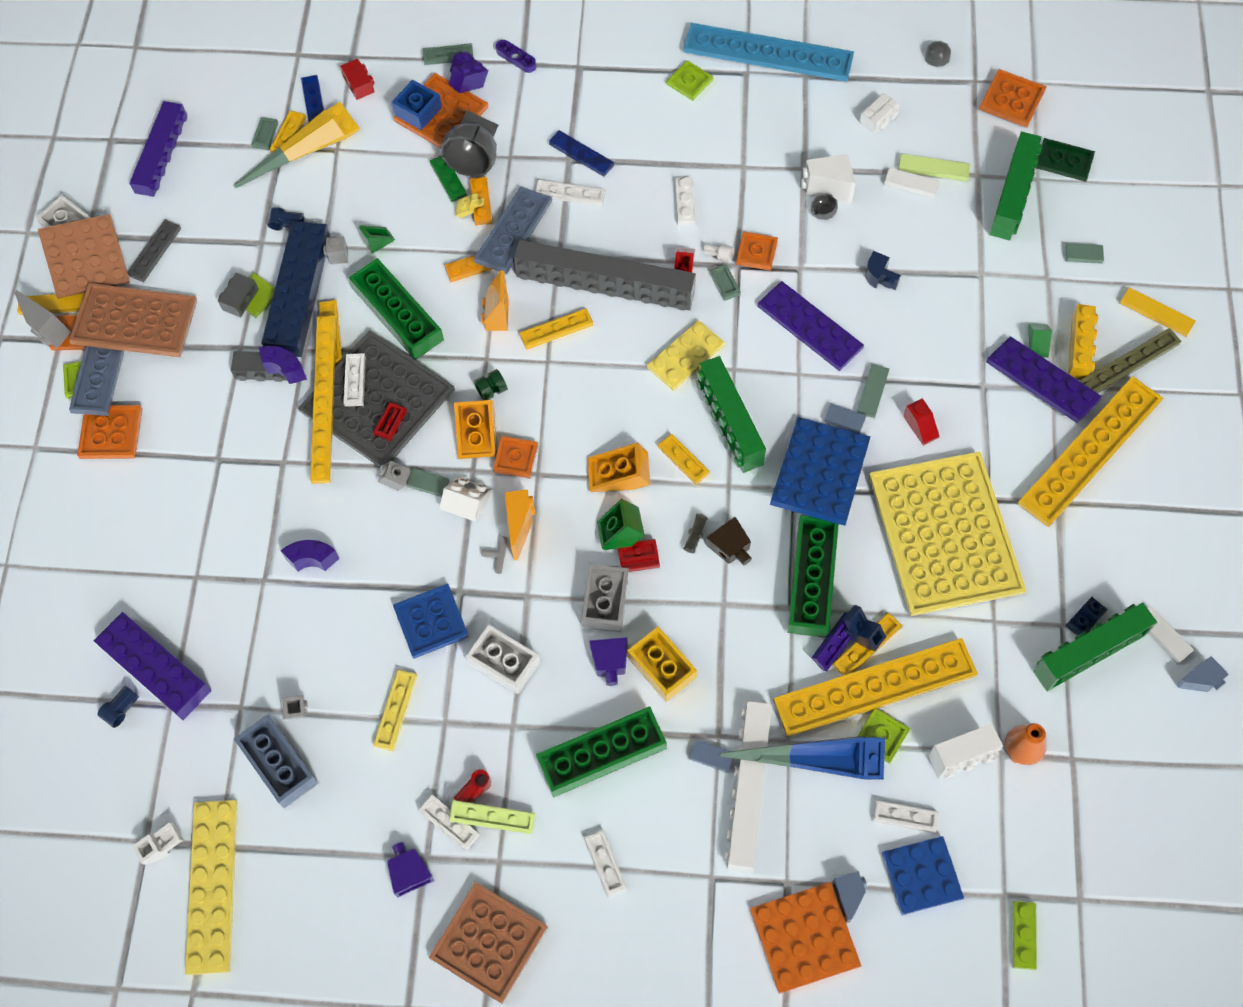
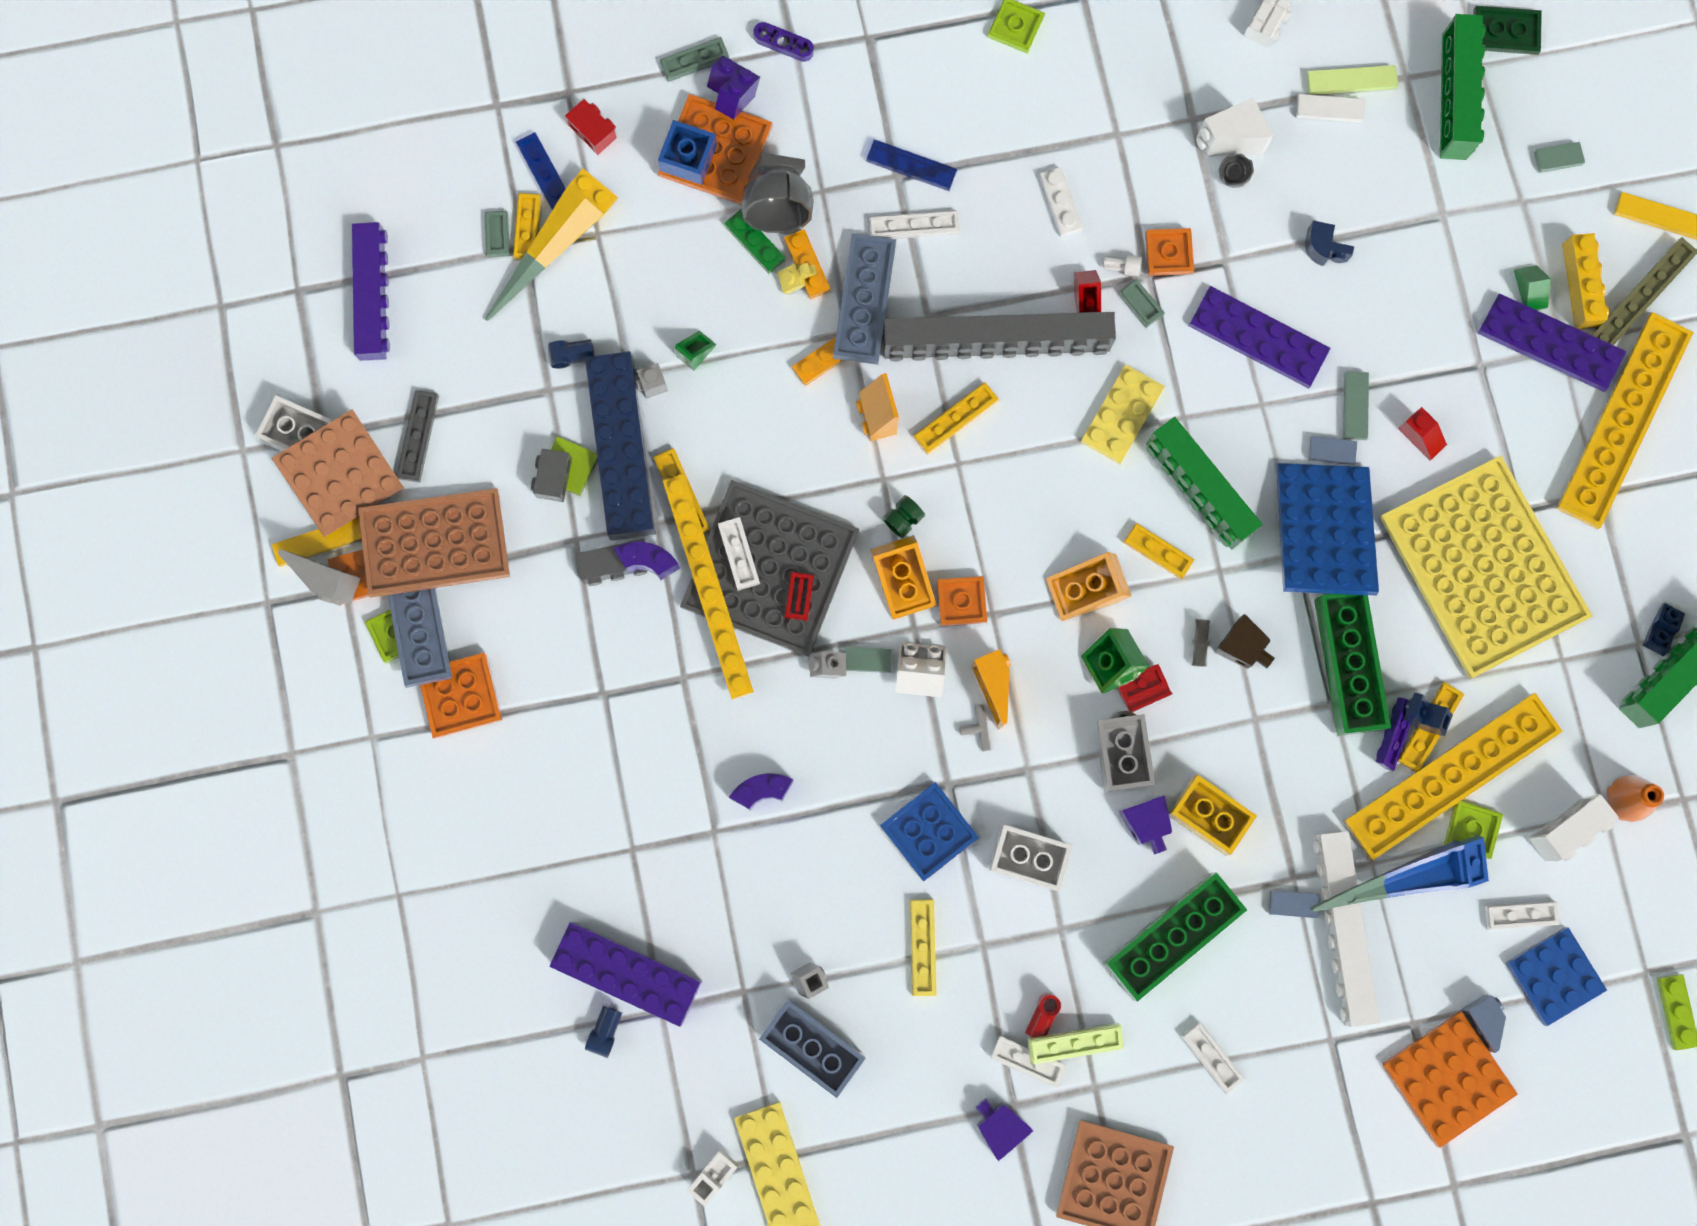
camera: 20 degrees left, 15 degrees up
(396, 309) = (755, 444): green brick -> none

